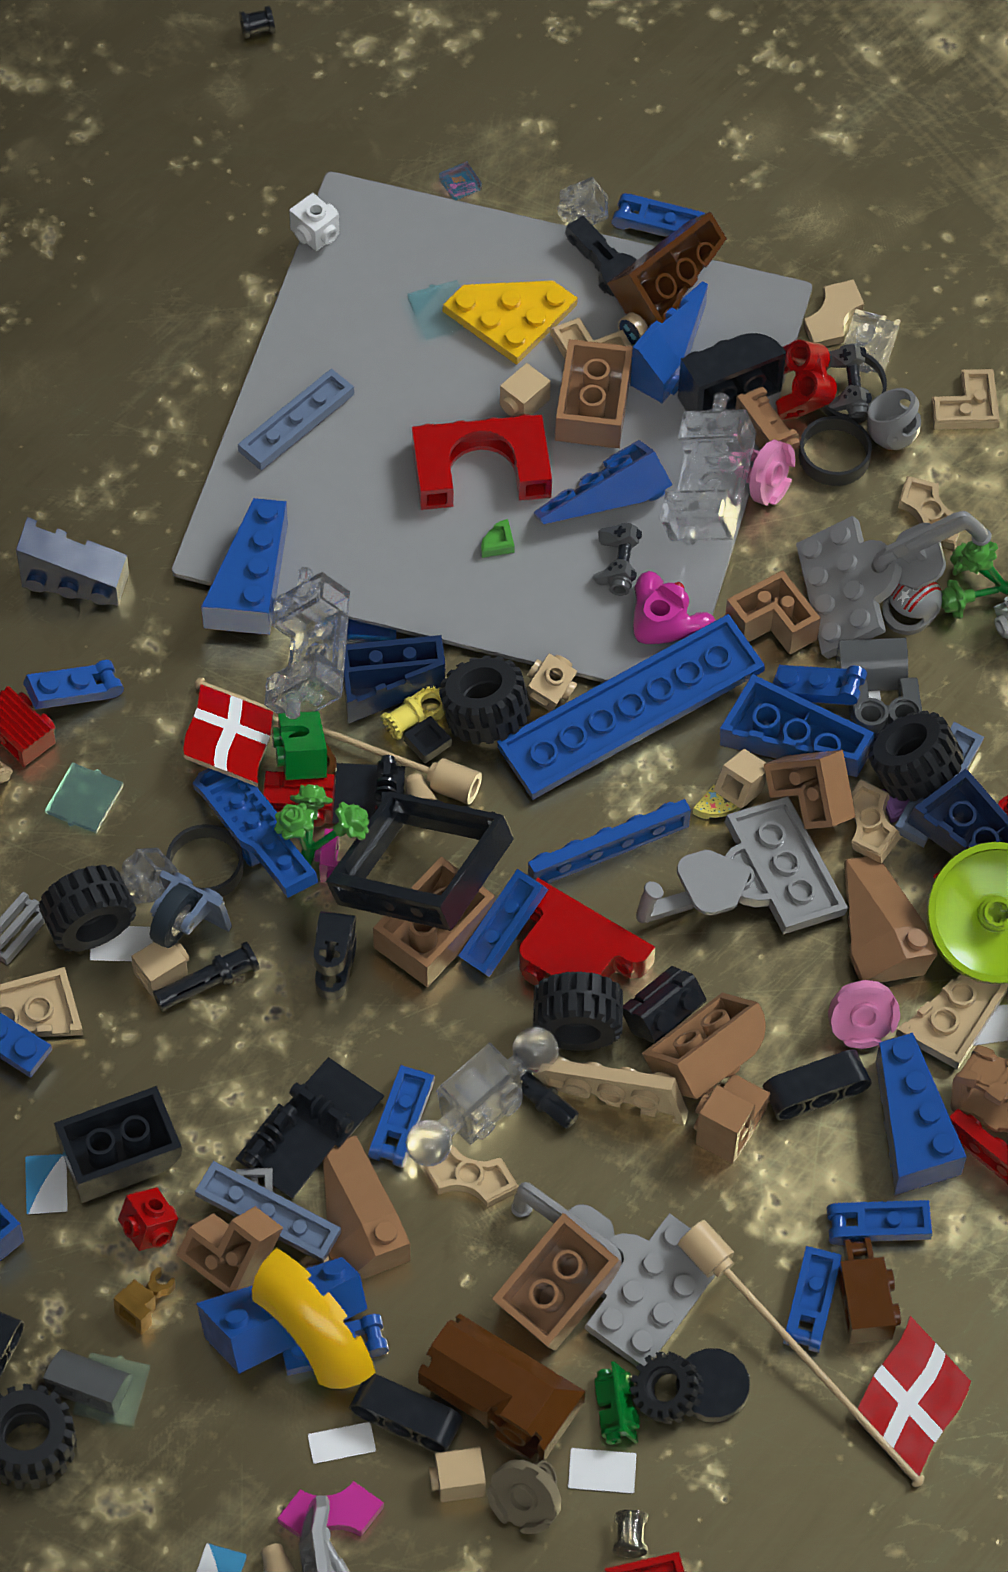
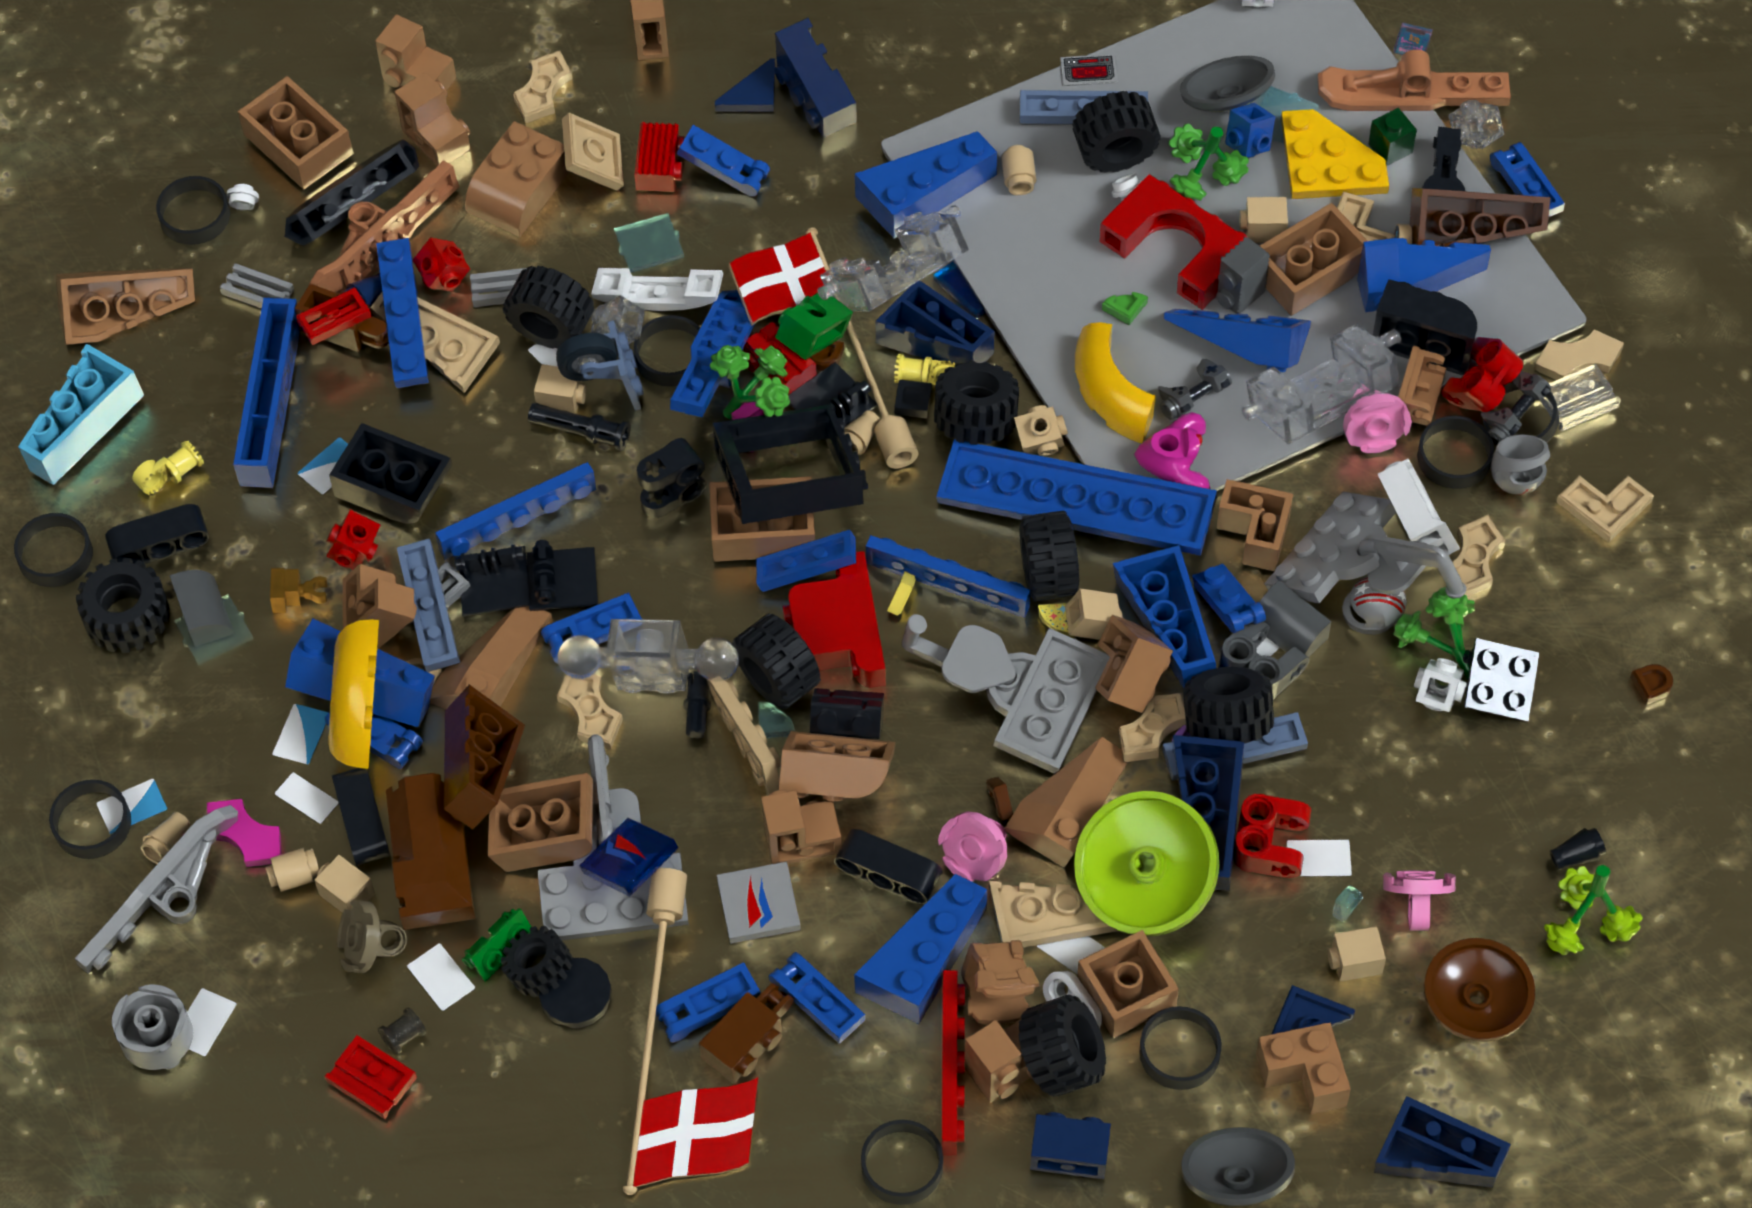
camera: 50 degrees right, 0 degrees up
(26, 615) = (752, 93): none -> dark blue tile
(146, 824) = (658, 292): none -> white slope
(242, 1083) = (516, 511): none -> blue plate
(260, 389) = (1089, 69): none -> sticker
(278, 1401) = (300, 734): none -> sticker
(306, 504) = (1019, 170): none -> tan brick
(355, 414) = (1116, 131): none -> black tyre
(385, 313) = (1227, 83): none -> dark grey dish
(398, 451) = (1124, 186): none -> white plate
(406, 1500) = (292, 869): none -> tan brick
(441, 336) = (1250, 130): none -> blue brick
(452, 379) = (1188, 145): none -> bright green plant
(460, 1280) = (477, 755): none -> reddish brown wedge
(507, 214) = (1410, 87): none -> nougat piece
(540, 258) = (1392, 136): none -> dark green brick
(558, 607) = (1106, 389): none -> yellow brick
(565, 444) = (1242, 276): none -> dark grey brick
(590, 885) = (902, 593): none -> light yellow tile
(612, 1057) = (774, 721): none -> clear light blue tile
(652, 1246) = (628, 856): none -> clear blue tile
(672, 761) = (1049, 555): none -> black tyre
(758, 1197) = (758, 902): none -> light grey tile
(830, 962) = (999, 791): none -> reddish brown tile
(878, 512) = (1415, 507): none -> white window

